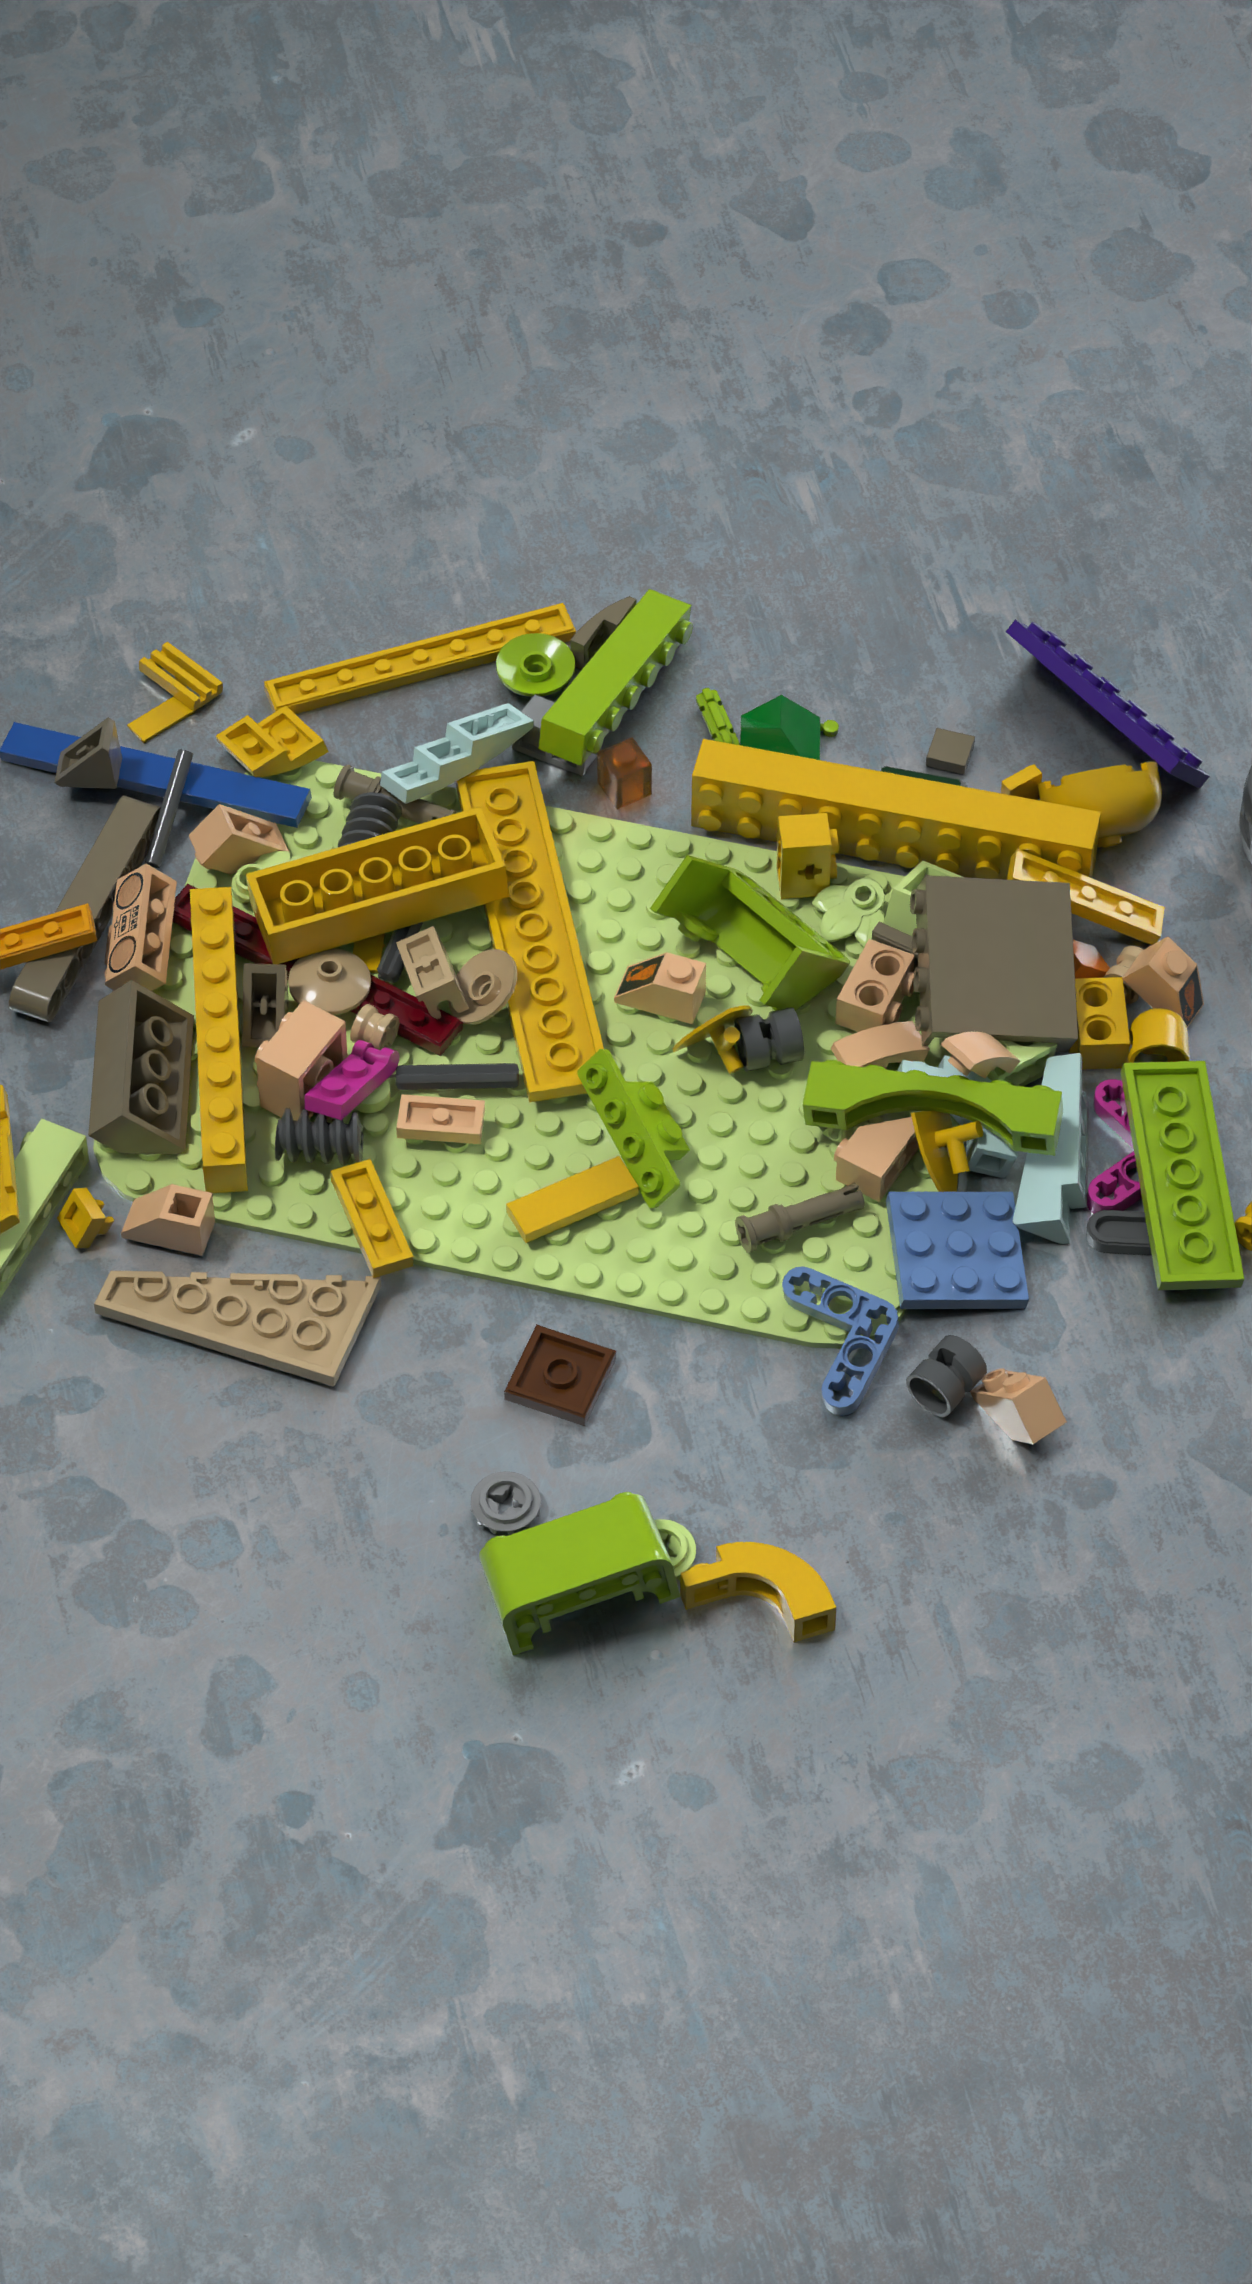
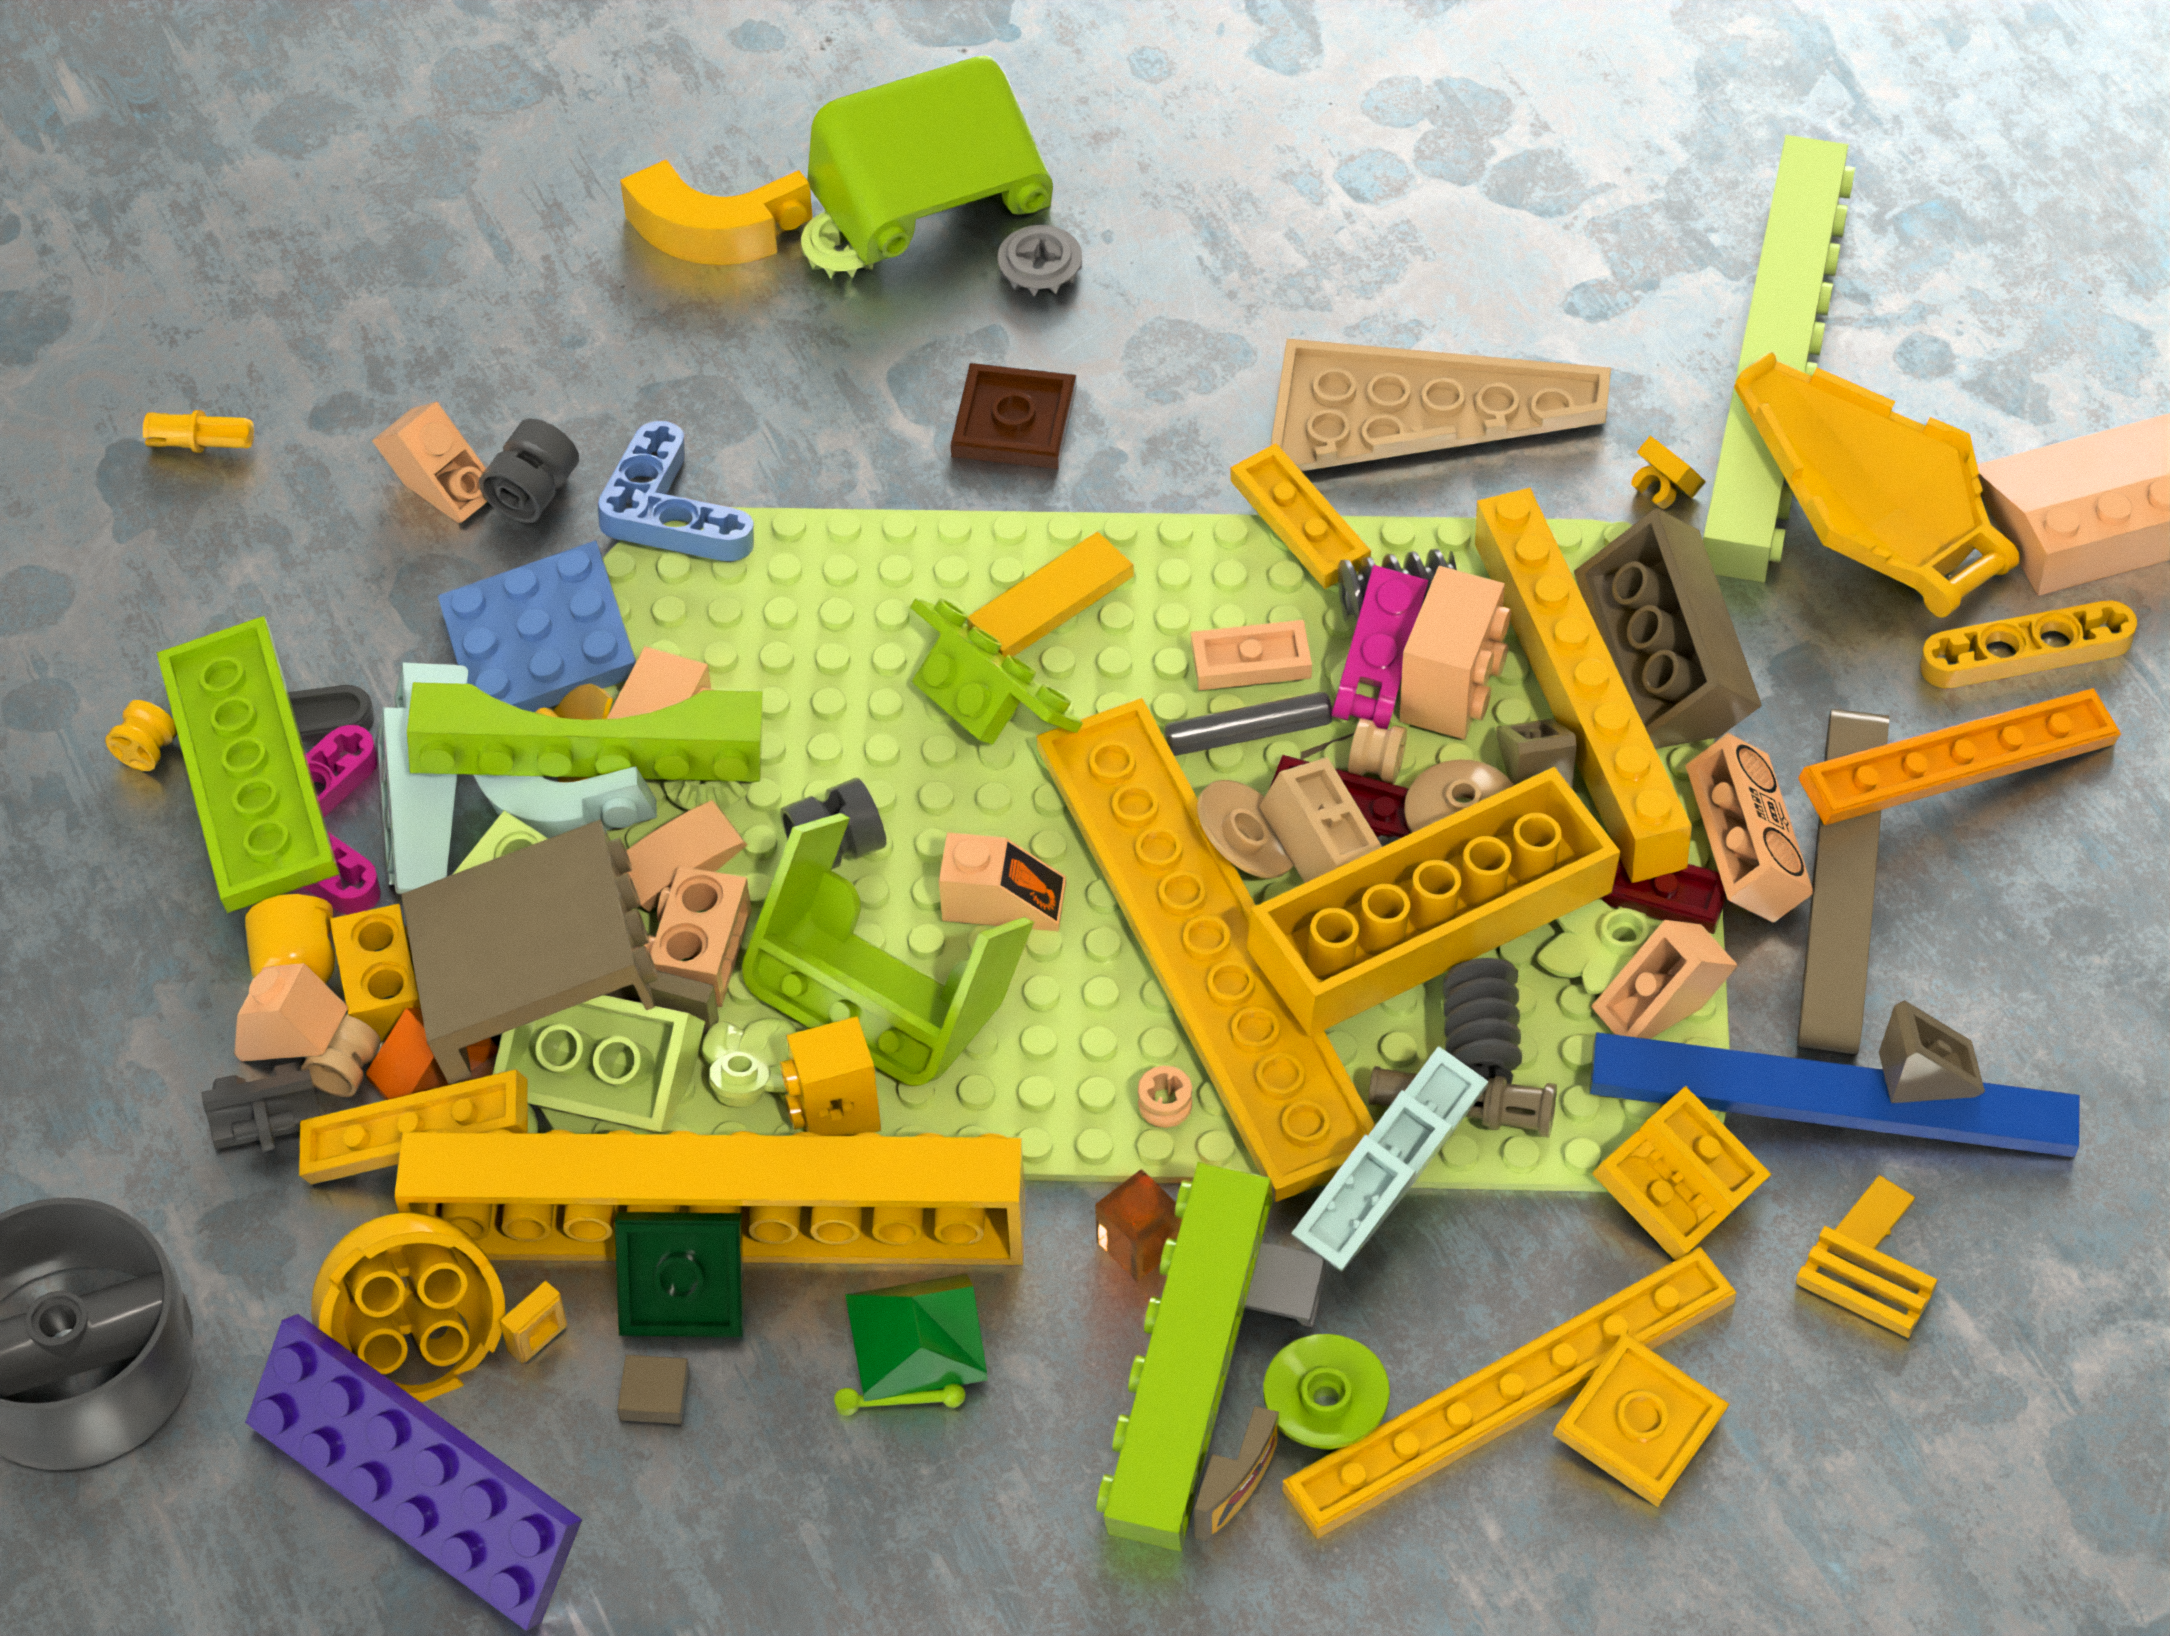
camera: 170 degrees right, 0 degrees up
(169, 808) = (1788, 1030): dark grey bar -> none
(172, 1219) = (1560, 472): light nougat slope -> none
(350, 623) = (1640, 1419): none -> yellow tile
(586, 854) = (1172, 1080): none -> light nougat bush
(716, 717) = (1022, 1364): lime axle -> none
(723, 1035) = (905, 819): yellow shield -> none
(782, 1221) = (769, 605): dark tan pin -> none
(978, 1053) = (526, 777): light nougat slope -> none
(1202, 949) = (260, 1108): none -> dark grey hips
(1203, 1474) = (197, 431): none -> yellow axle

